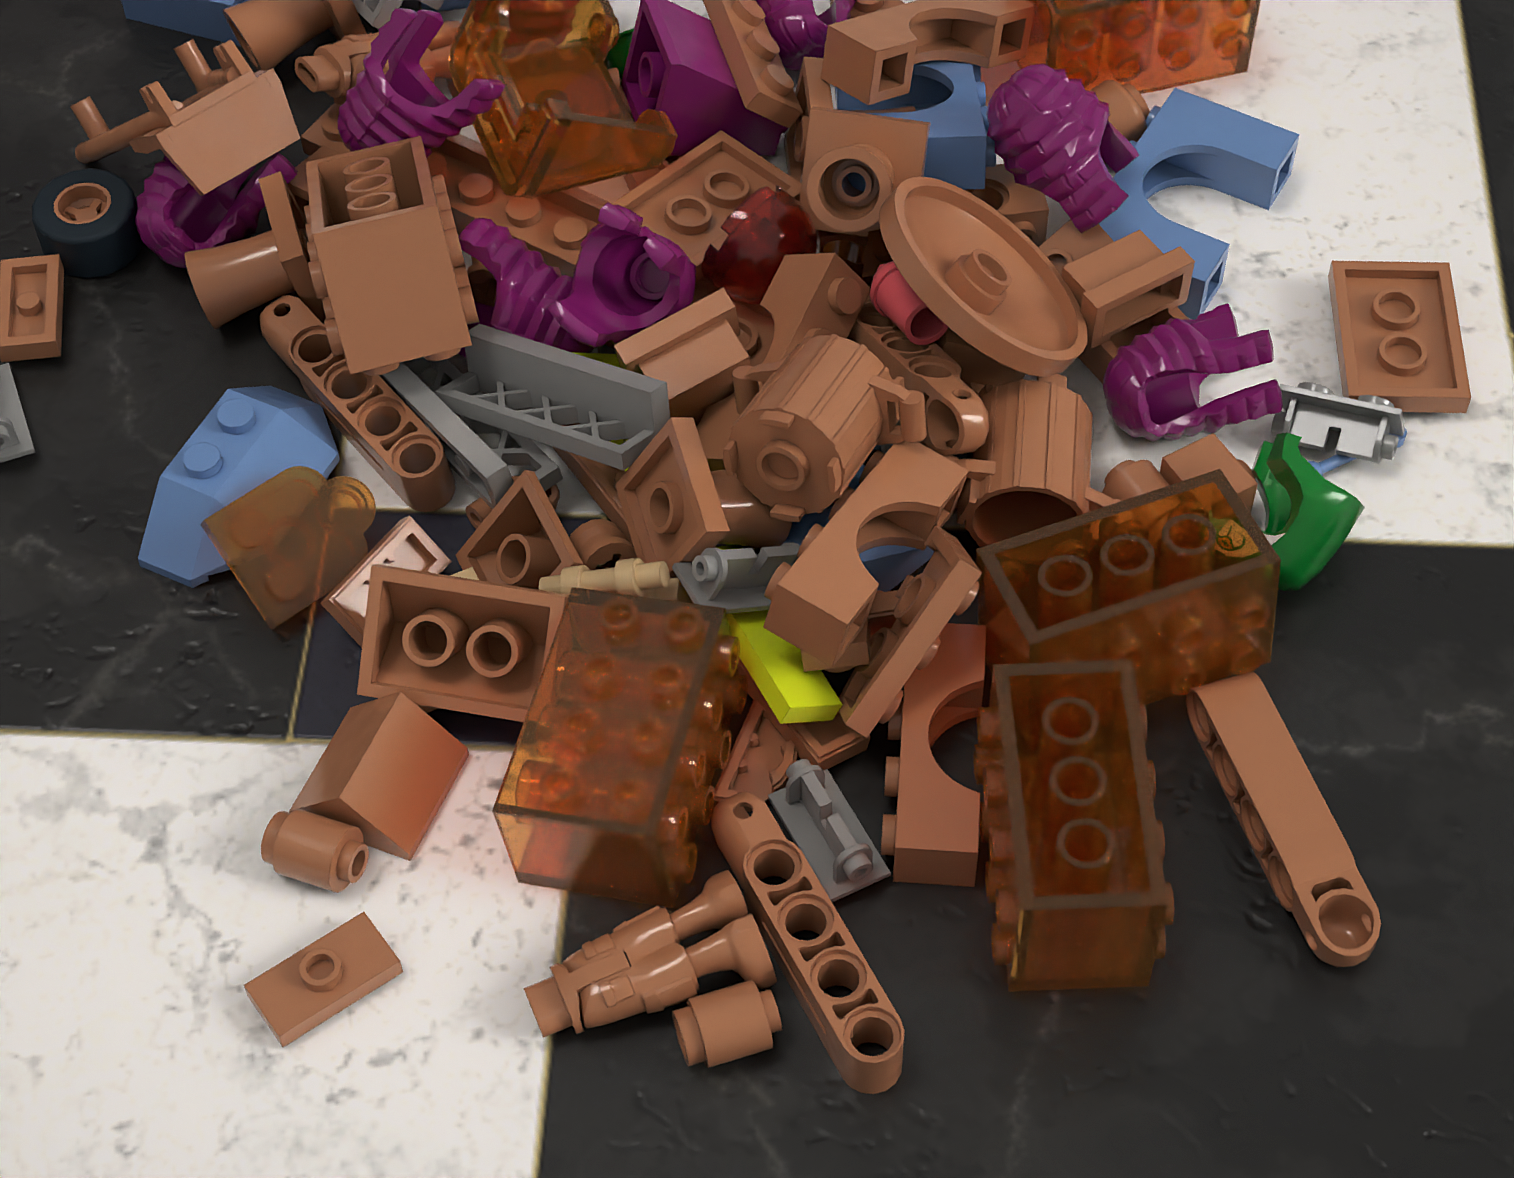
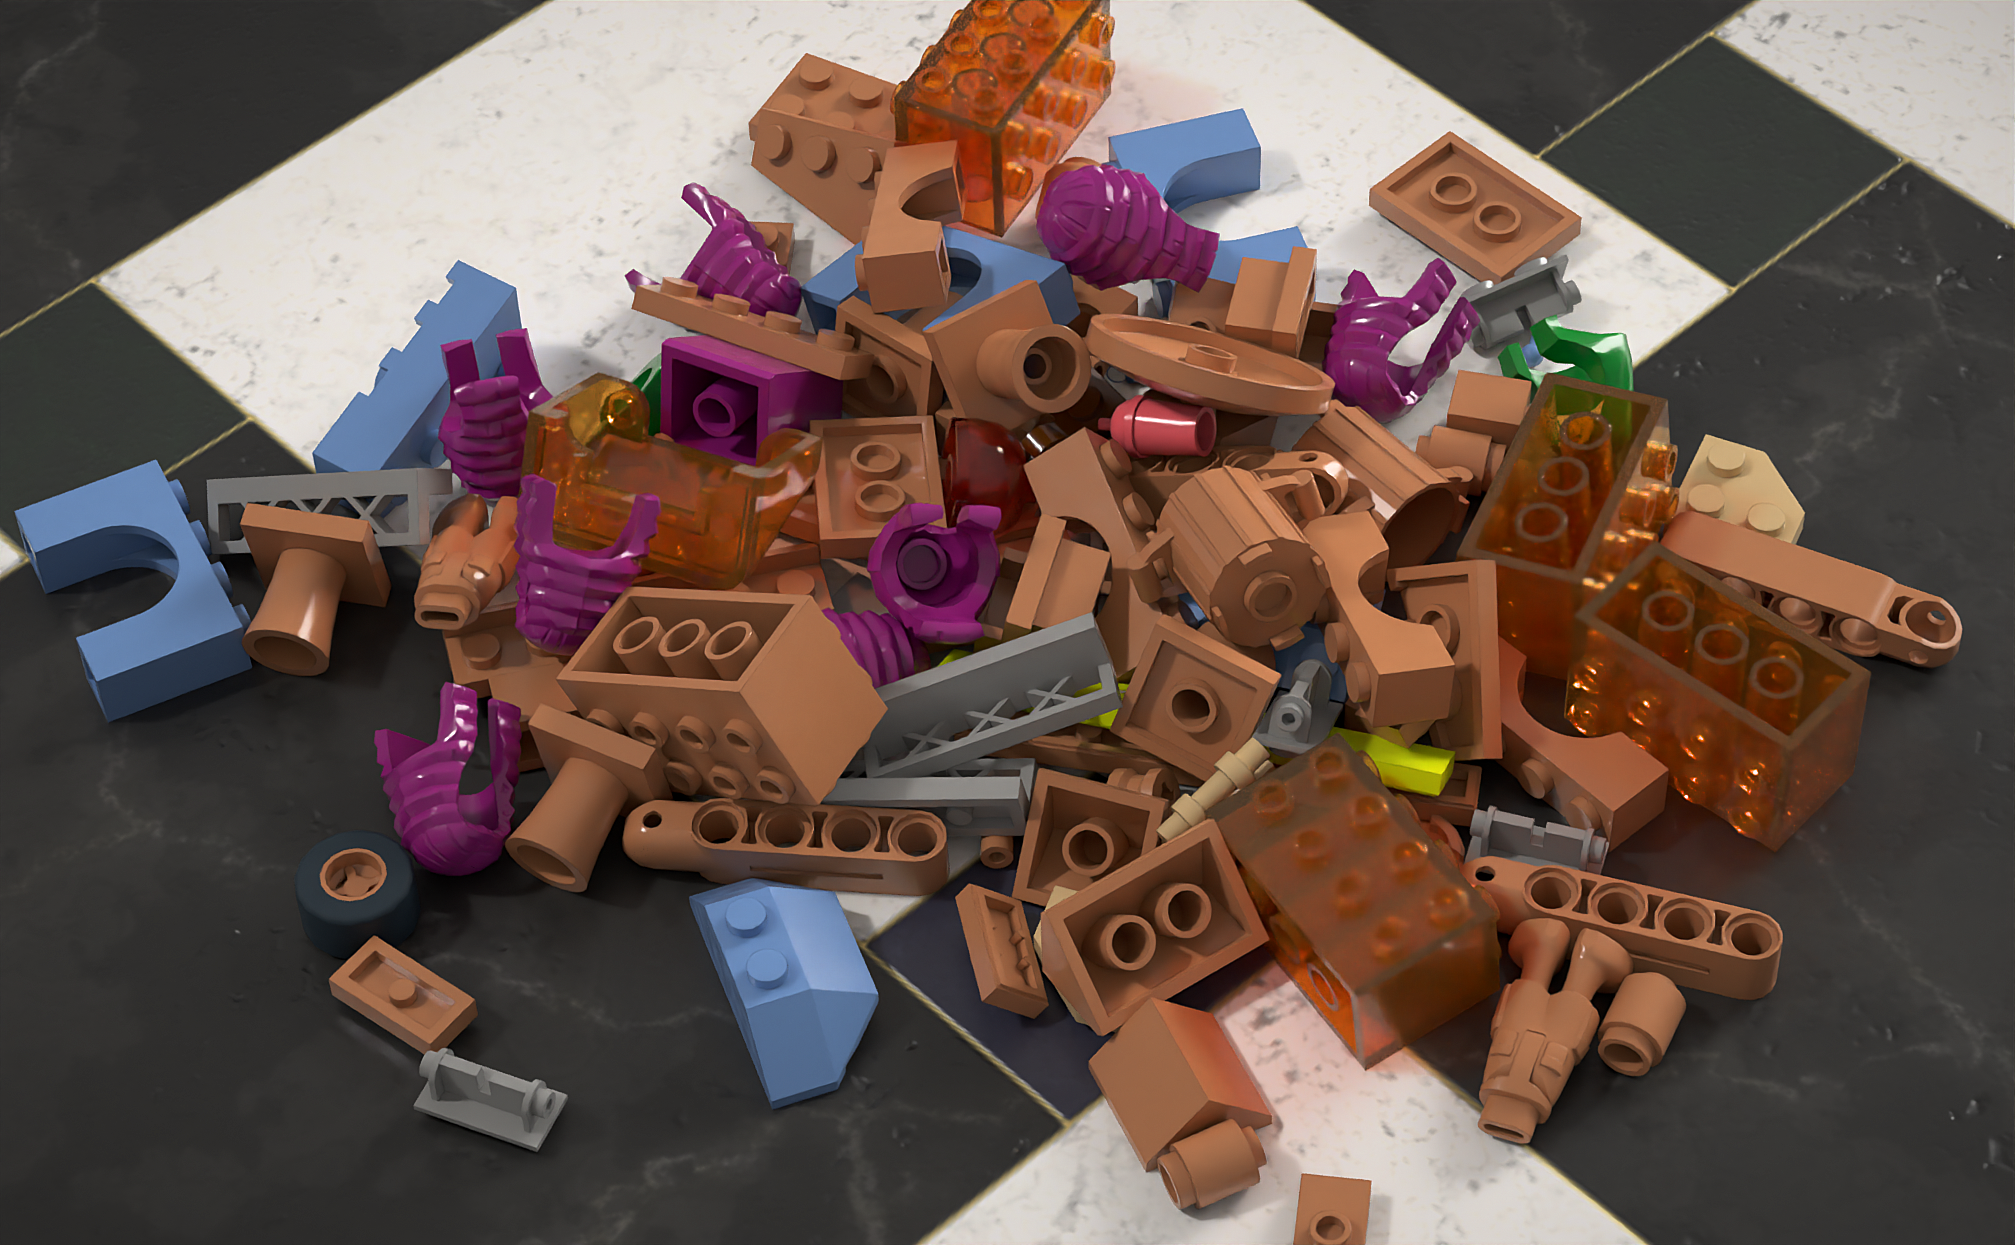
camera: 45 degrees left, 5 degrees down
(209, 136) = (450, 717): nougat hand -> none
(293, 538) = (897, 977): clear orange plate -> none
(1331, 702) = (1741, 489): none -> tan plate

